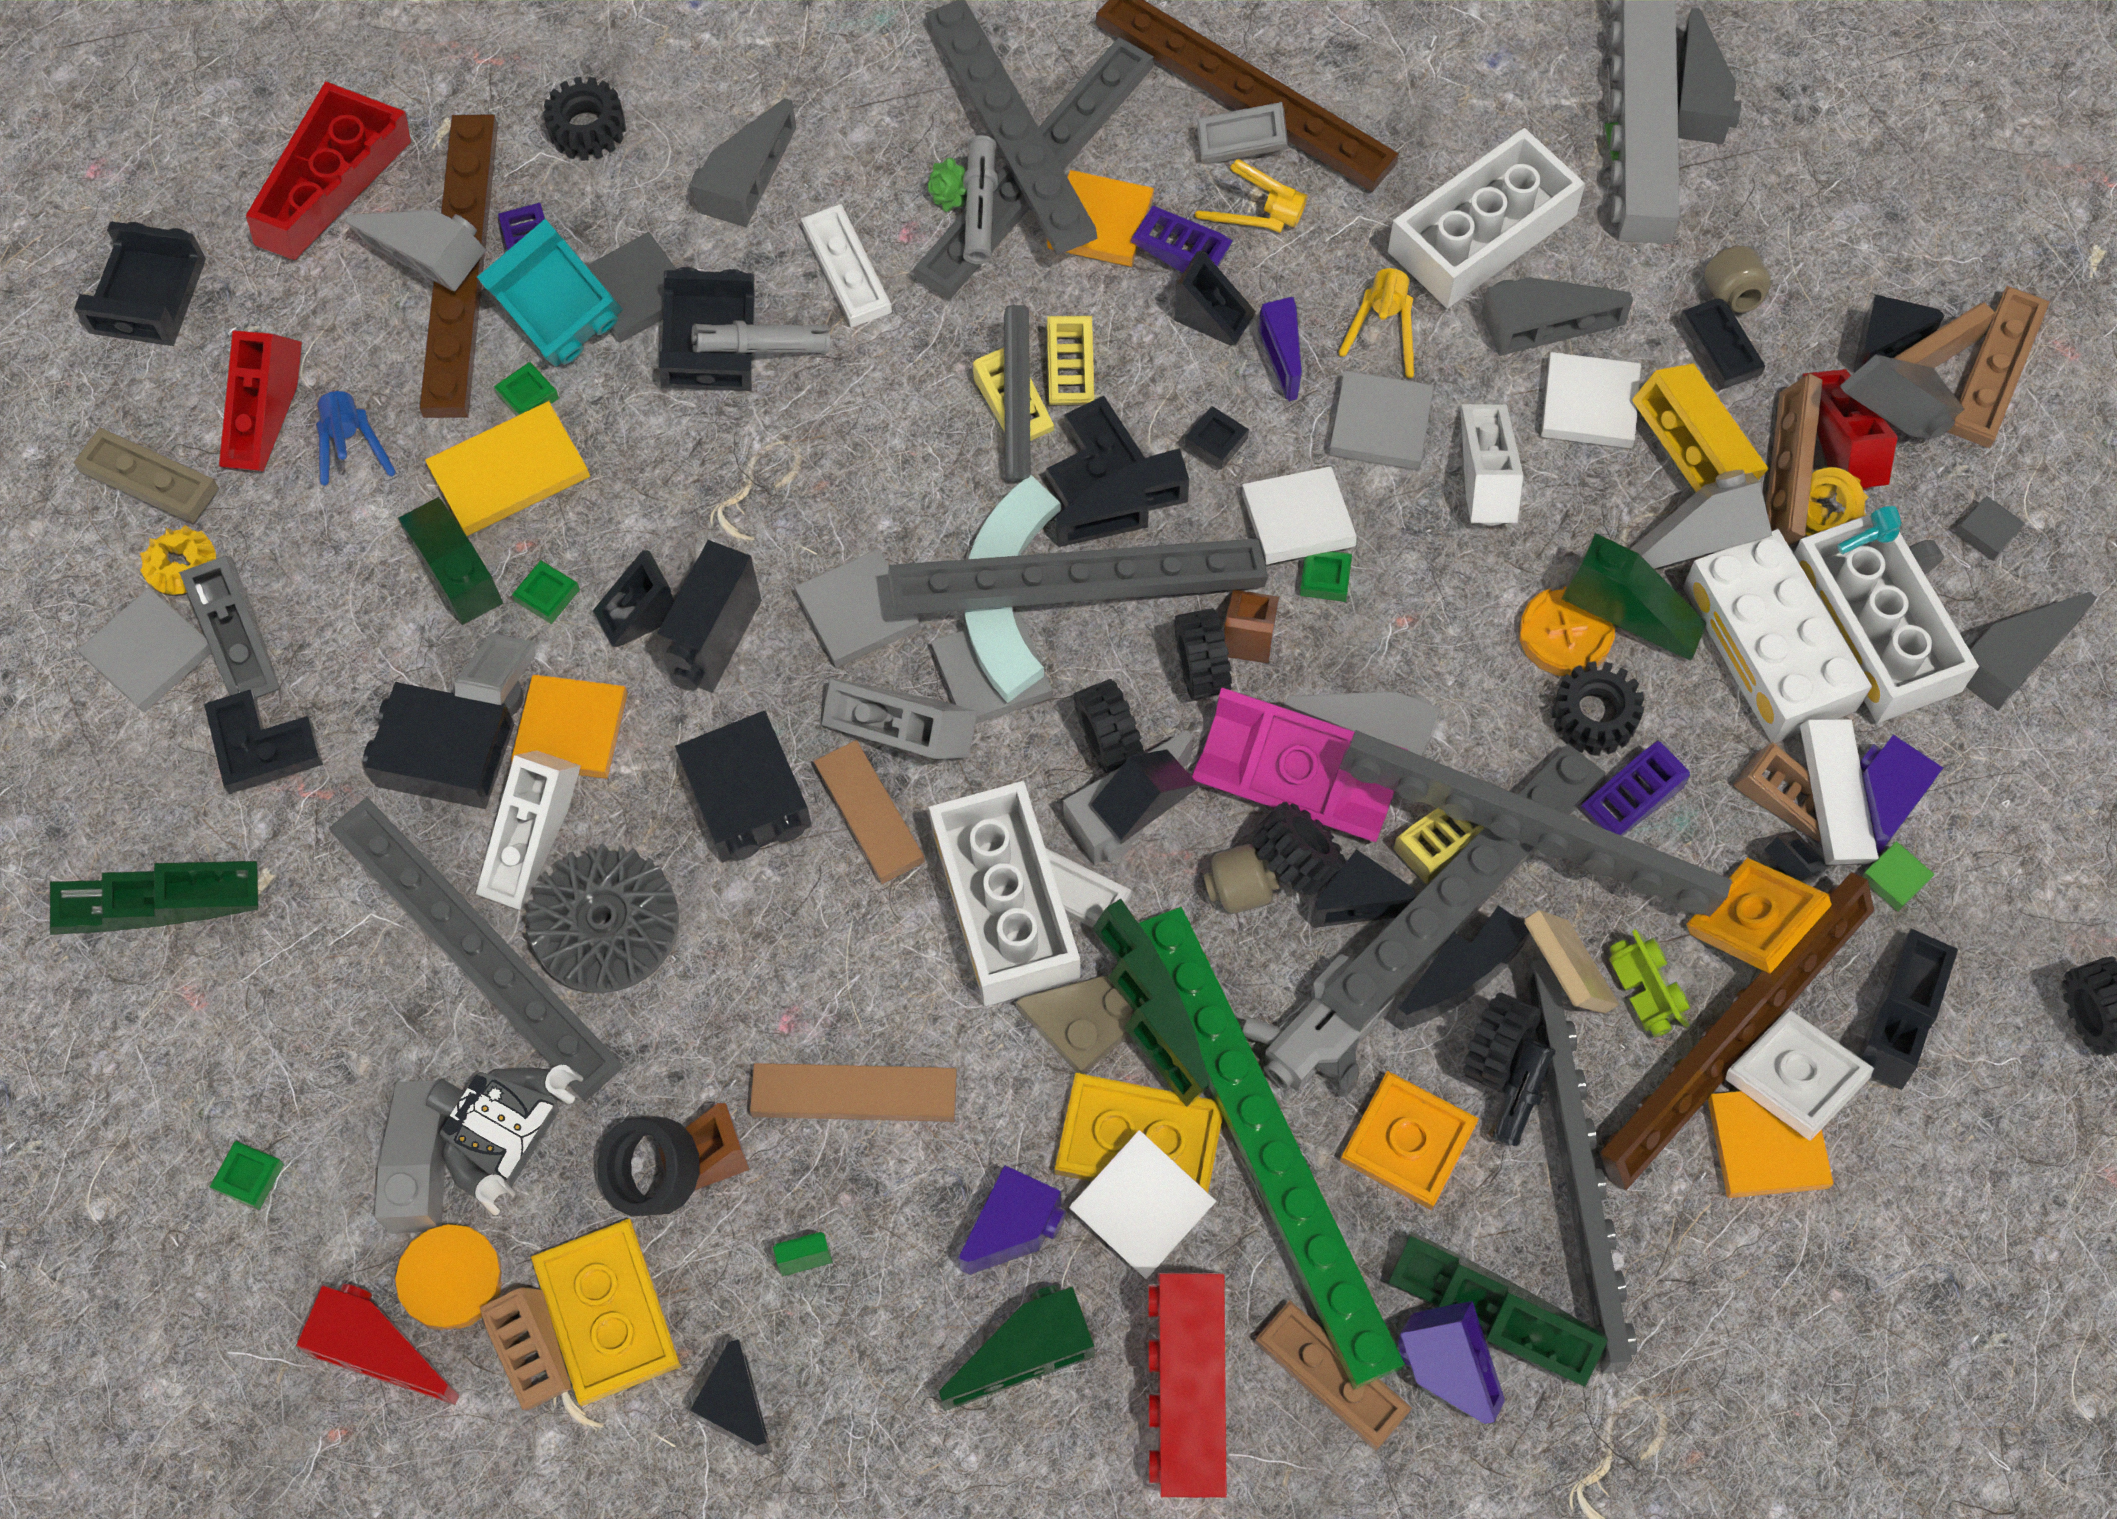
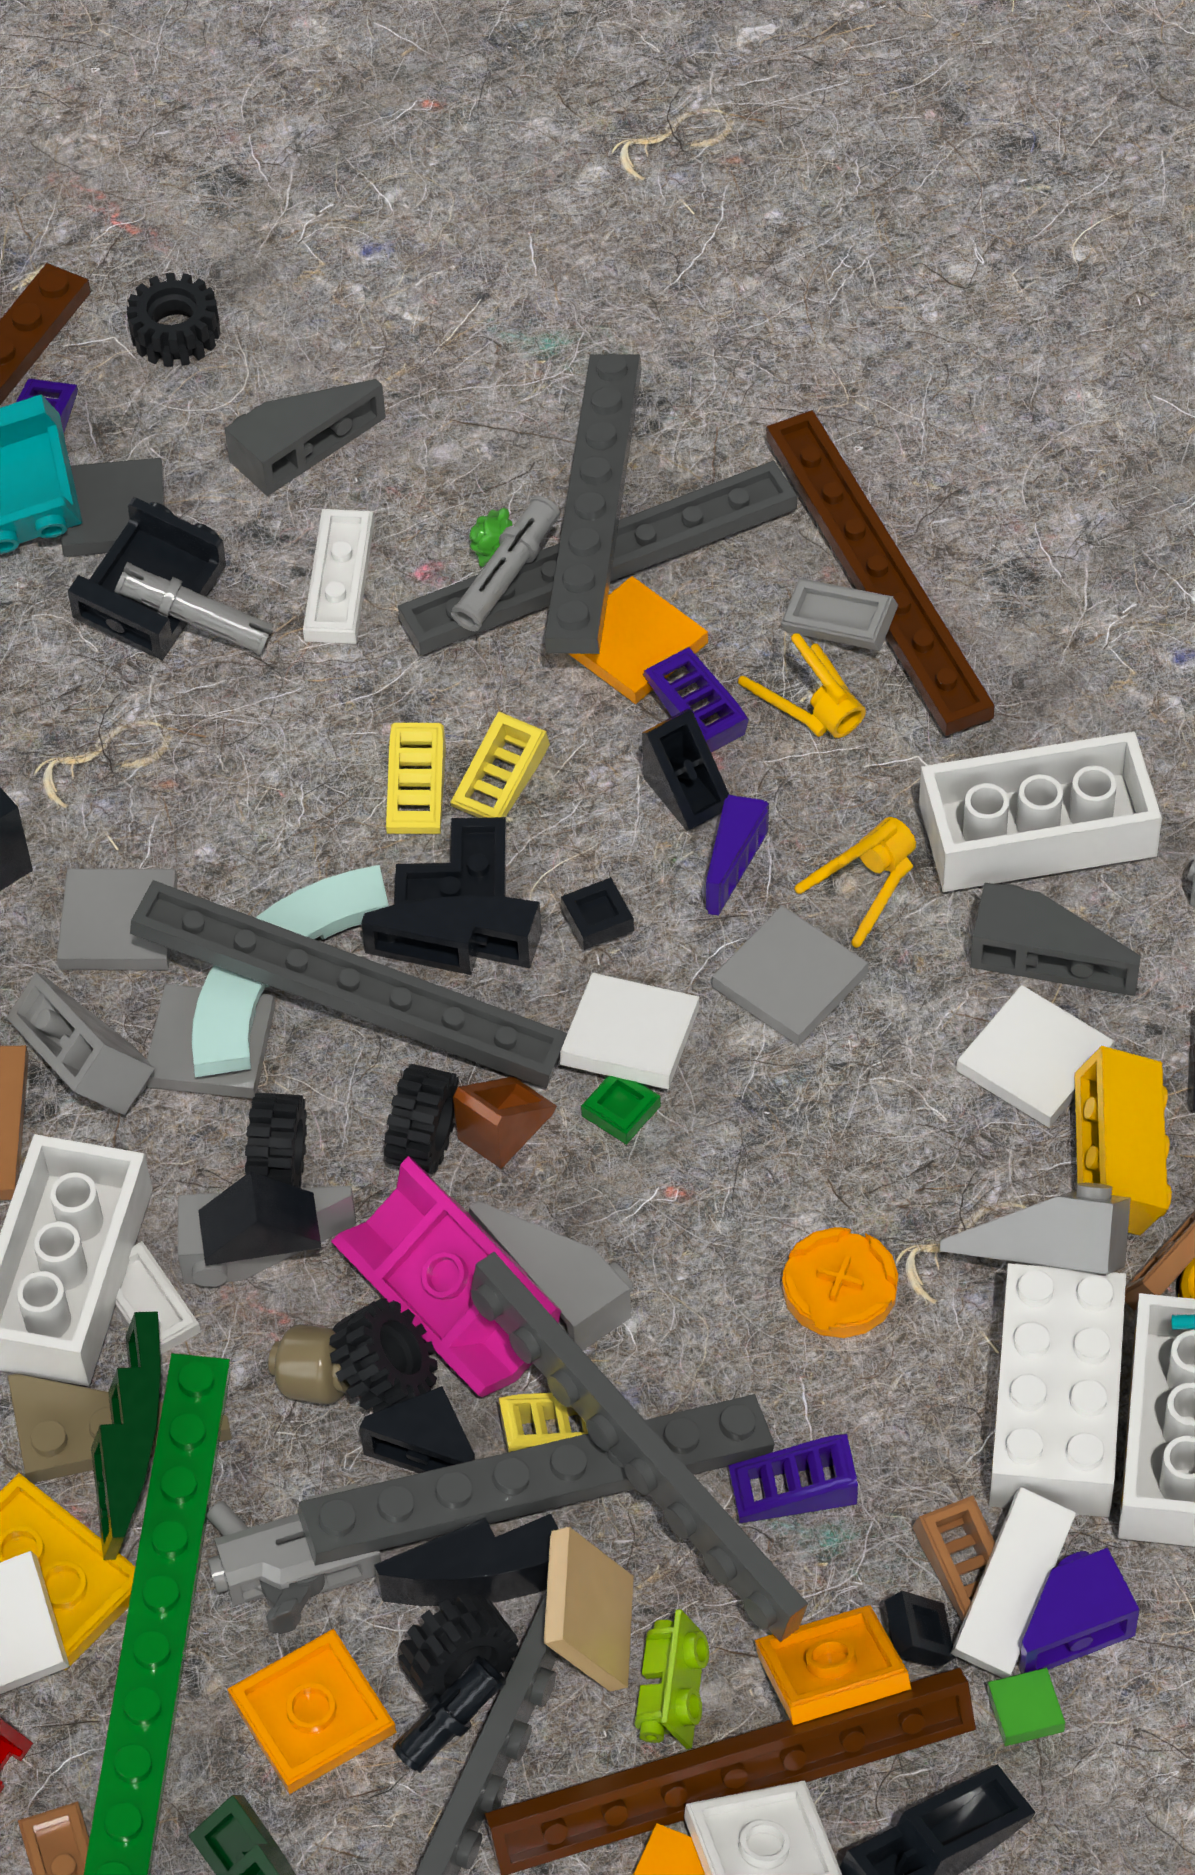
camera: 30 degrees right, 10 degrees down
(1017, 393) = (413, 774): dark grey axle -> none
(1490, 464) = (868, 1070): white slope -> none
(1604, 684) = (812, 1344): black tyre -> none
(1632, 595) = (924, 1274): dark green slope -> none

